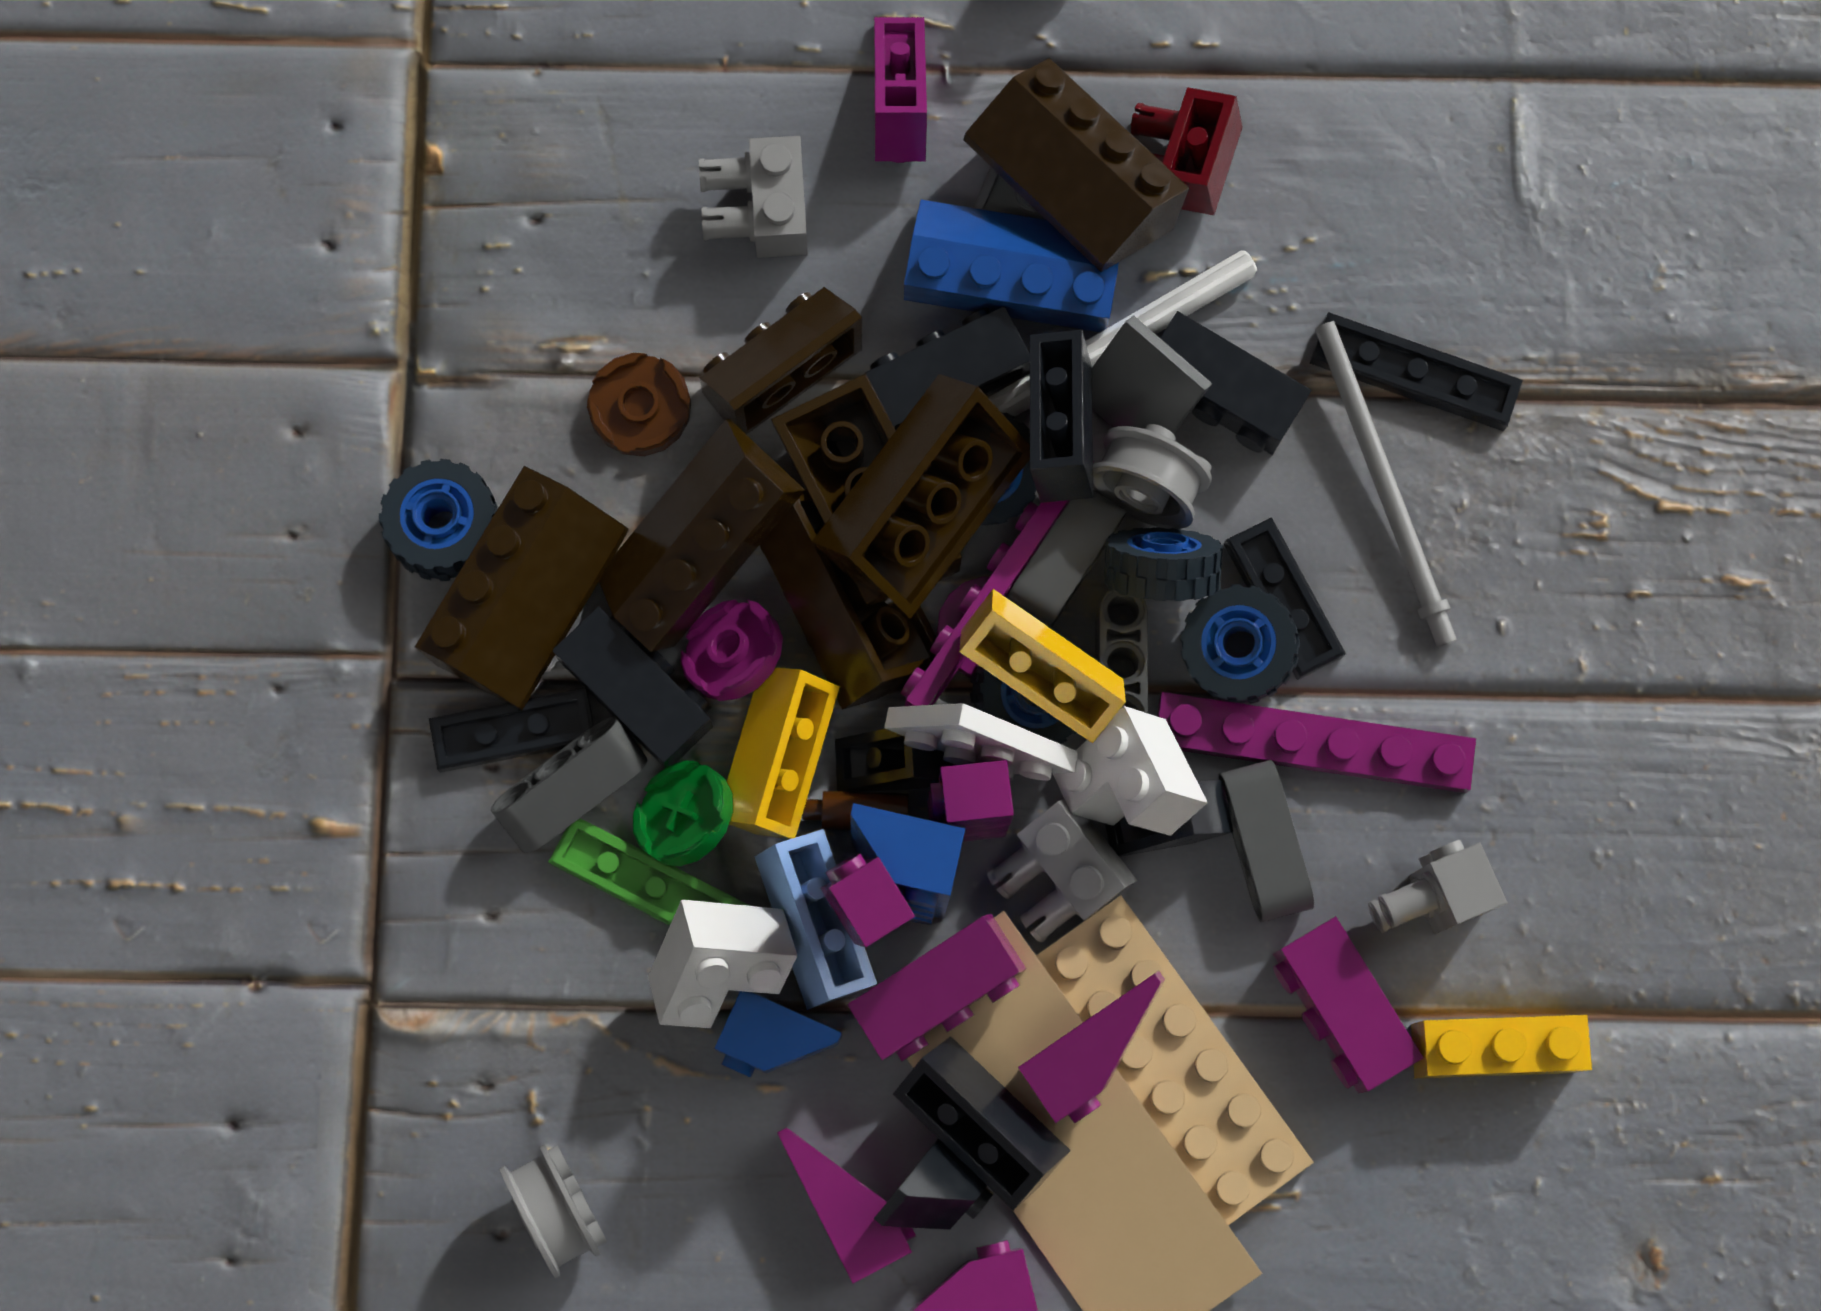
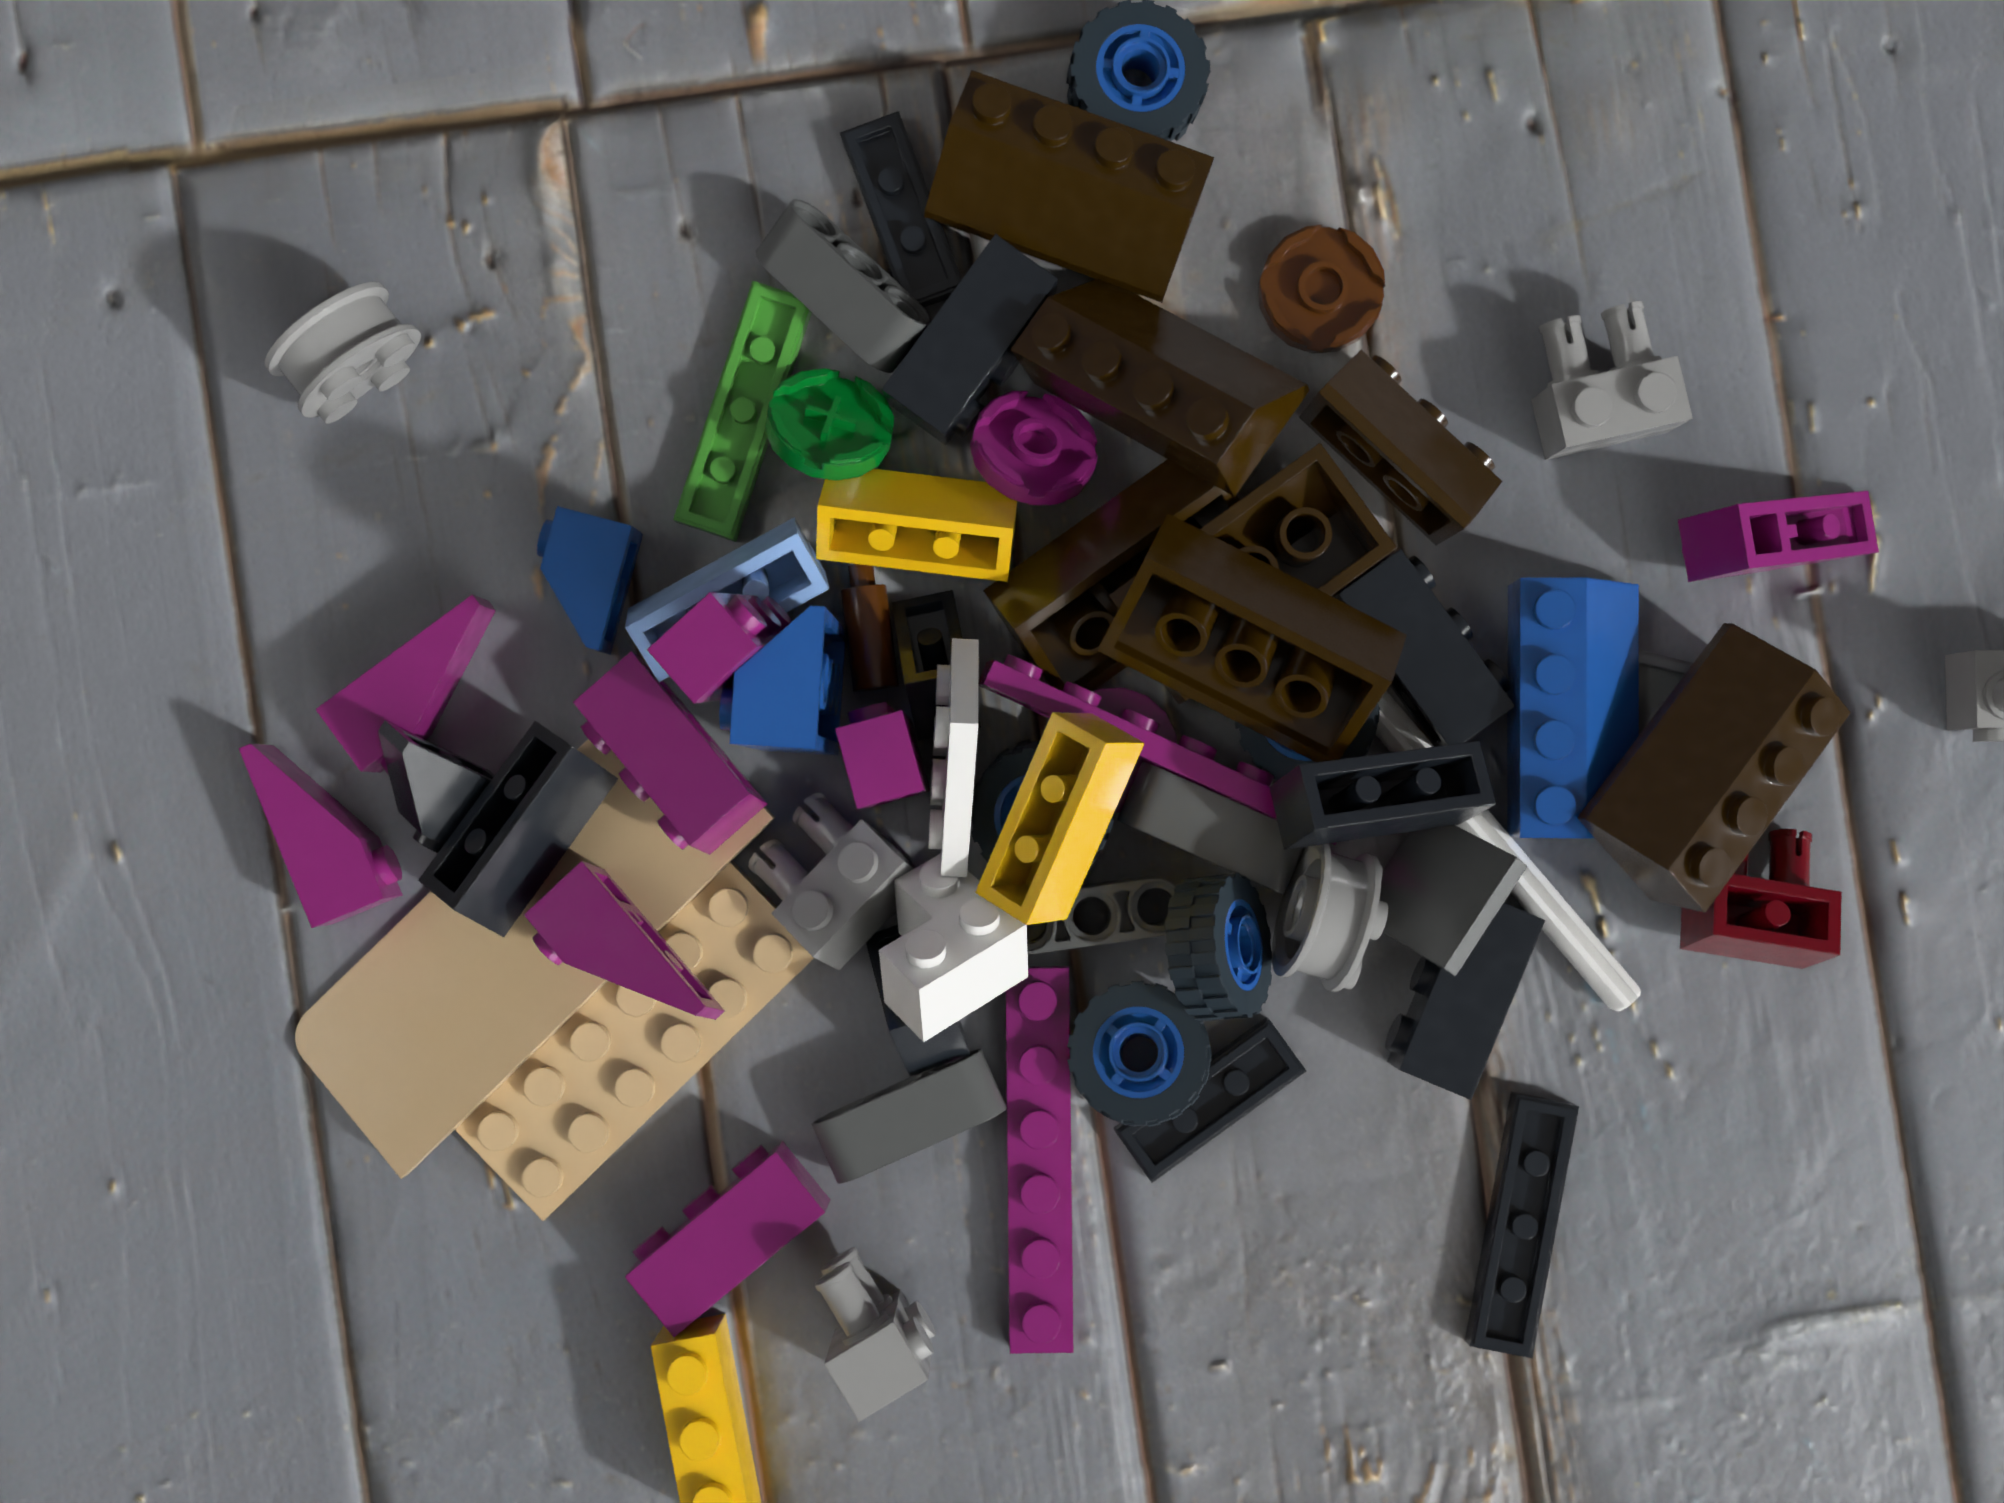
camera: 85 degrees right, 10 degrees up
(717, 951) = (665, 492): white brick -> none
(1432, 606) = (1228, 1280): light grey bar -> none

